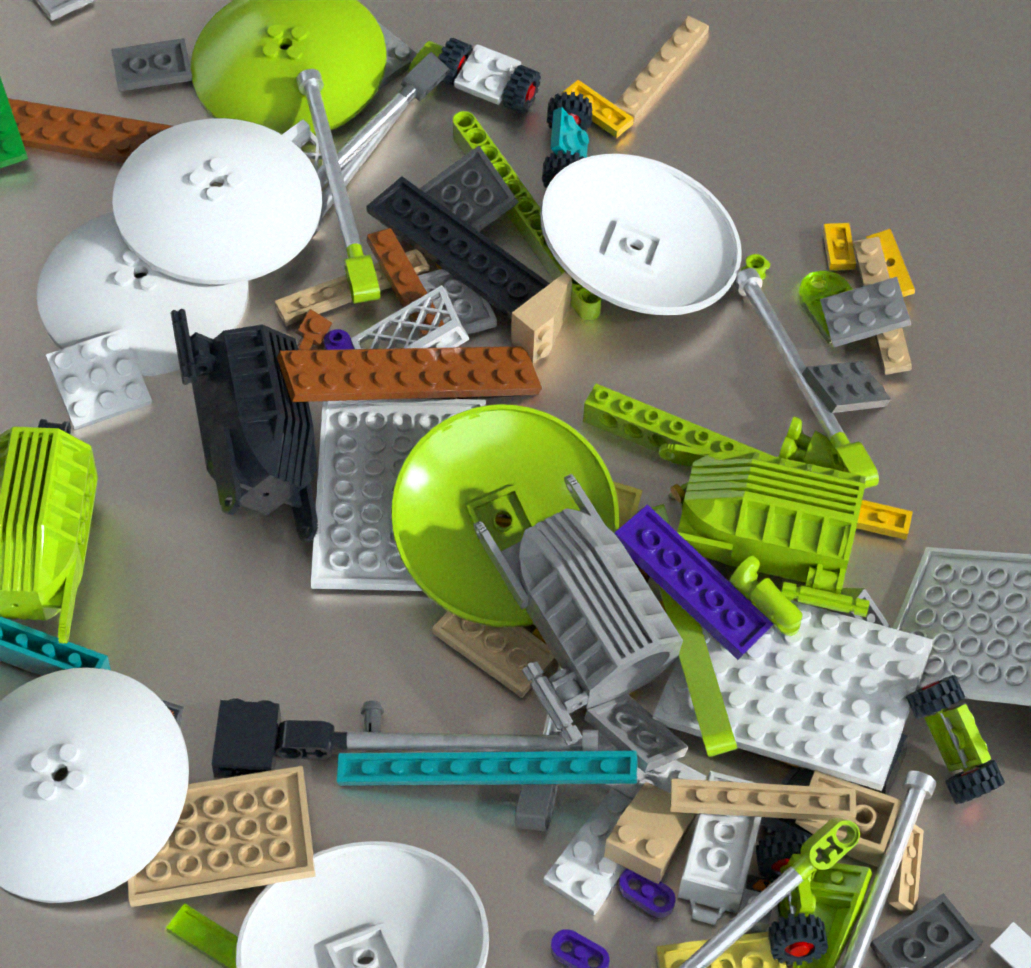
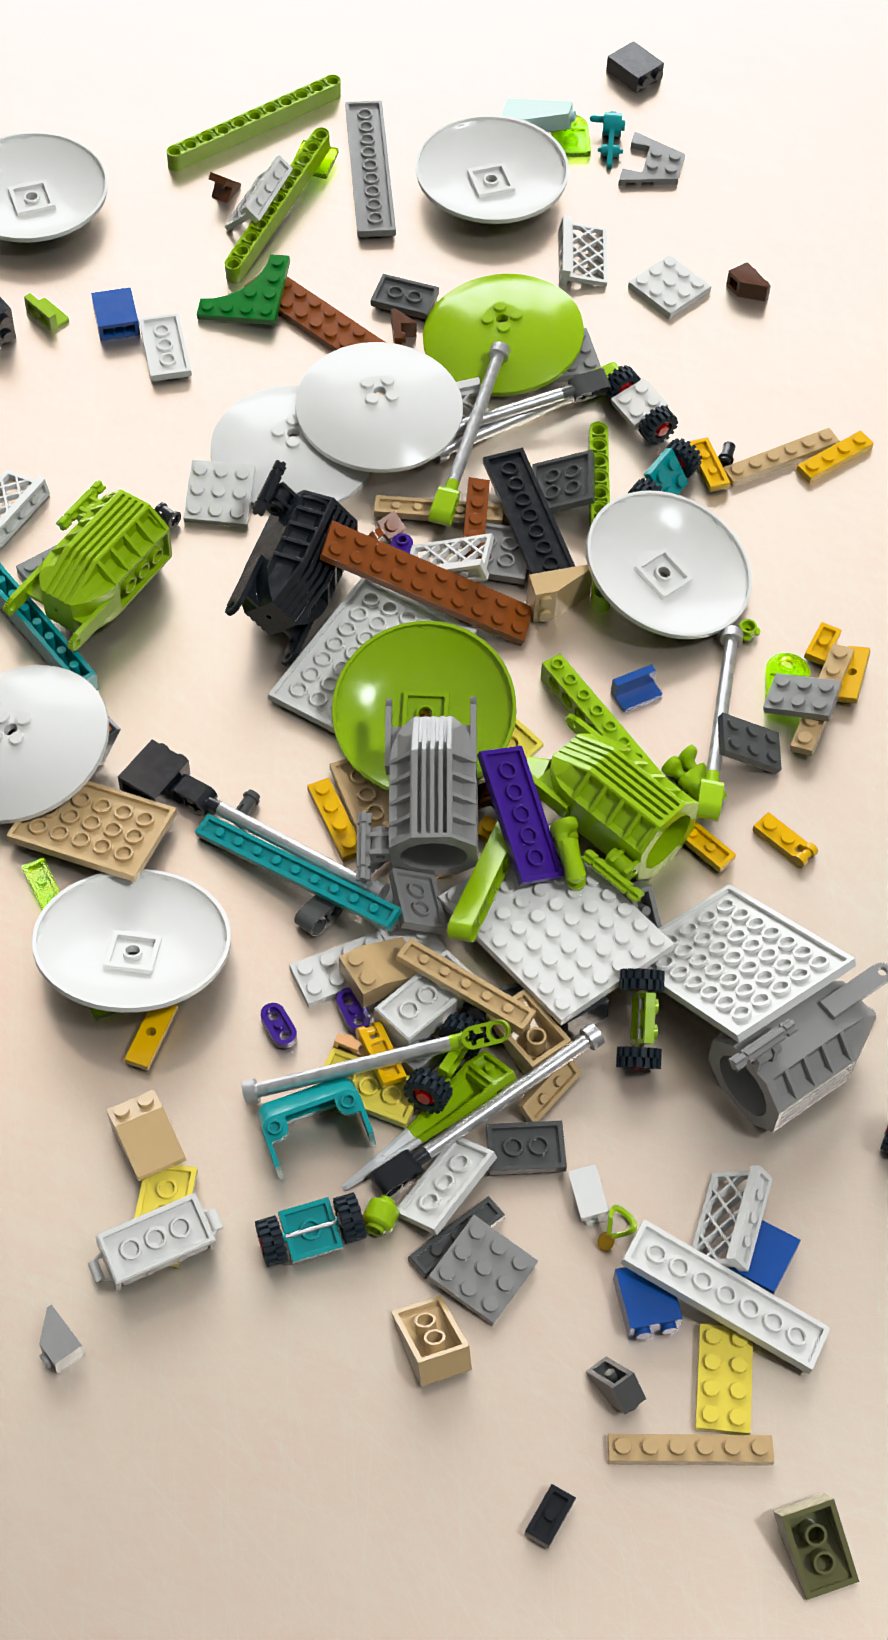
camera: 30 degrees right, 0 degrees up
(172, 101) = (402, 327): none -> reddish brown slope
(478, 687) = (334, 818): none -> yellow plate
(607, 88) = (726, 455): none -> black pin
(671, 933) = (349, 1044): none -> light nougat plate
(690, 385) = (635, 688): none -> blue panel
(710, 921) = (387, 1075): none -> yellow plate
(713, 44) = (835, 456): none -> yellow plate
(944, 472) = (784, 840): none -> yellow plate

